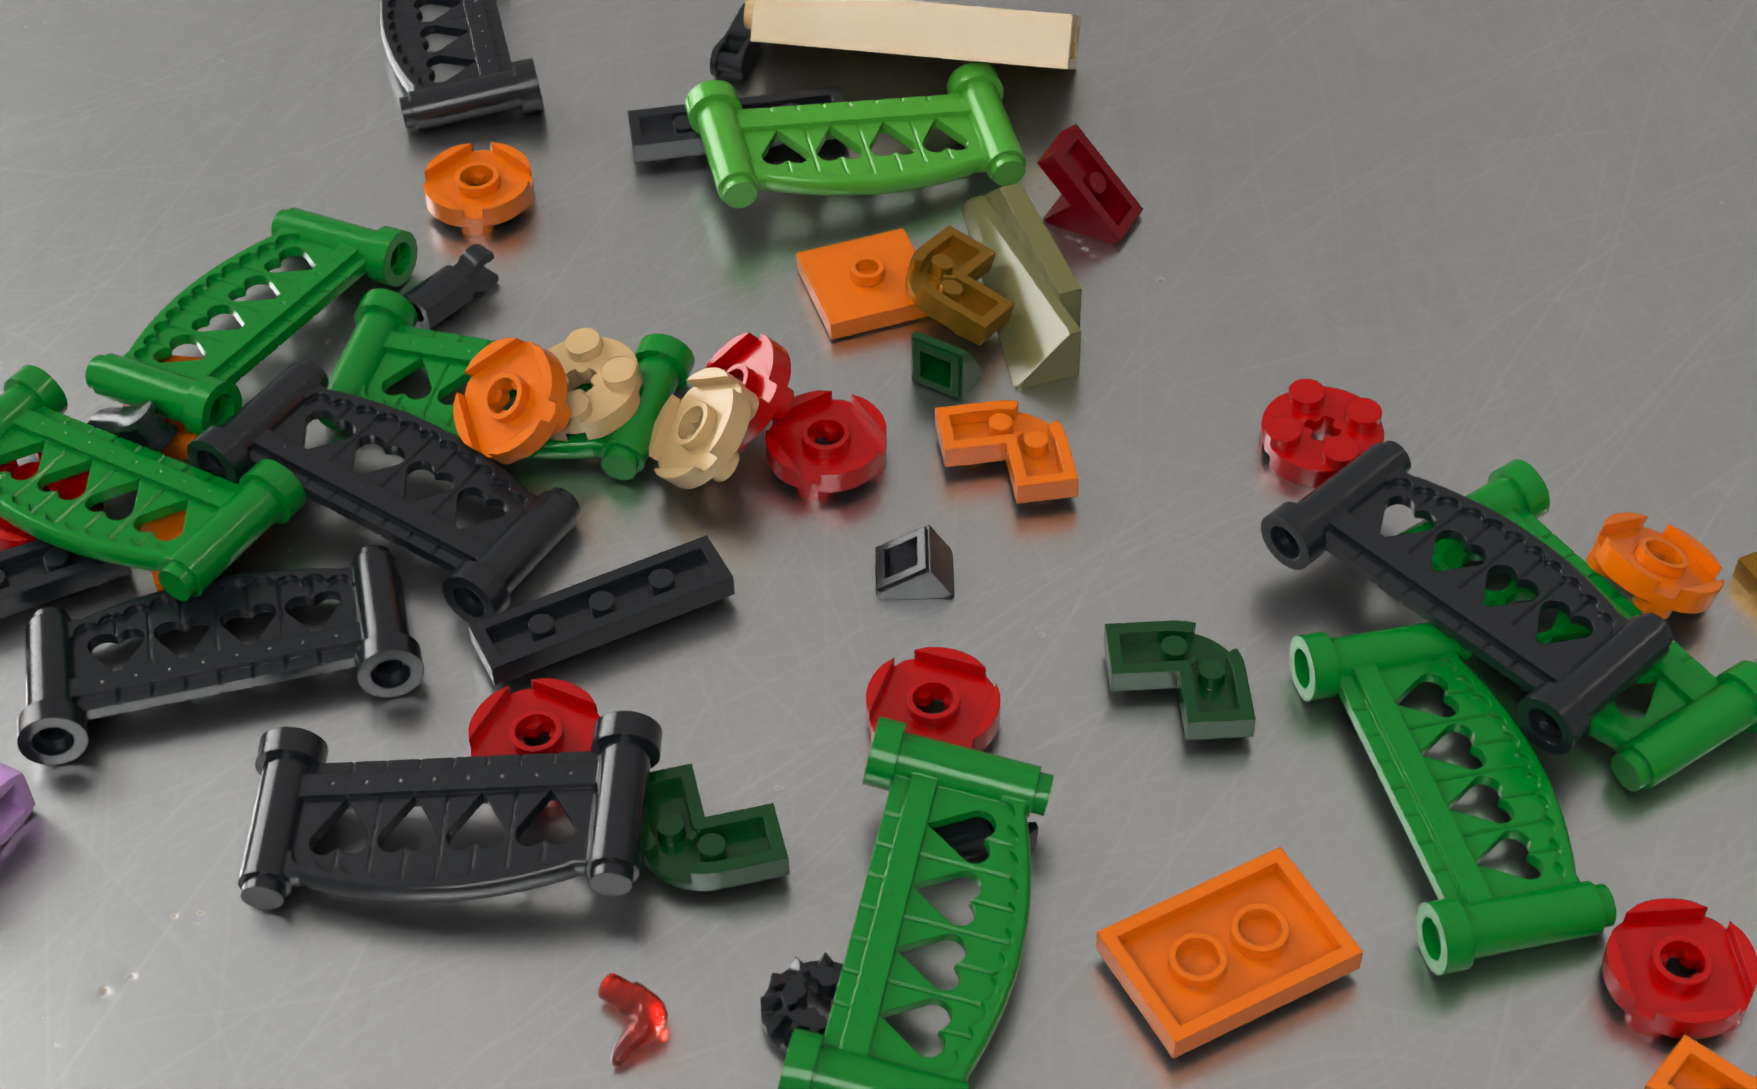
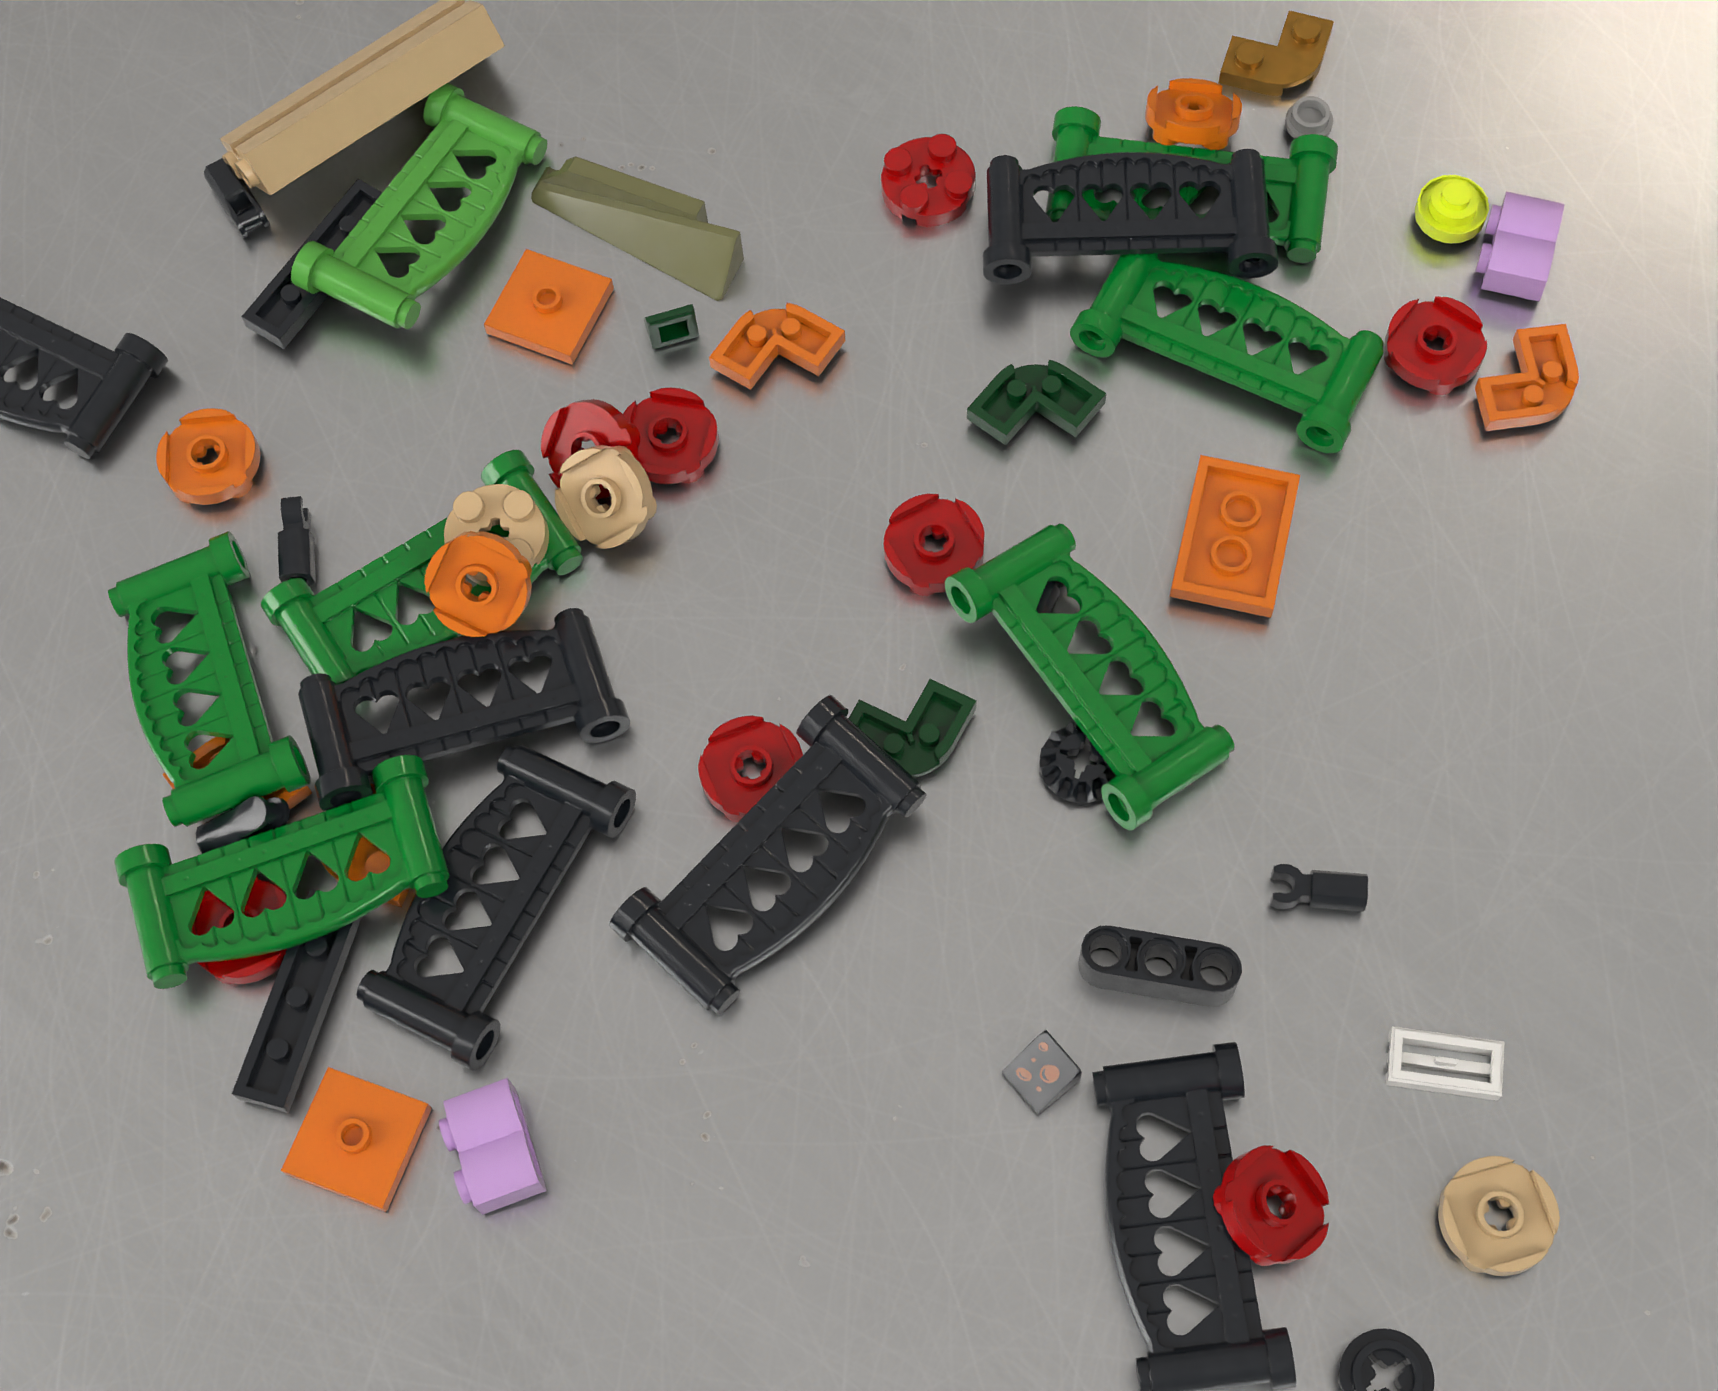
camera: 45 degrees left, 20 degrees up
(601, 609) = (682, 661): black plate -> none
(644, 1009) = (997, 851): clear red animal -> none
(914, 567) = (812, 469): black slope -> none
(946, 285) = (616, 272): pearl gold plate -> none
(1092, 194) = (608, 126): dark red slope -> none

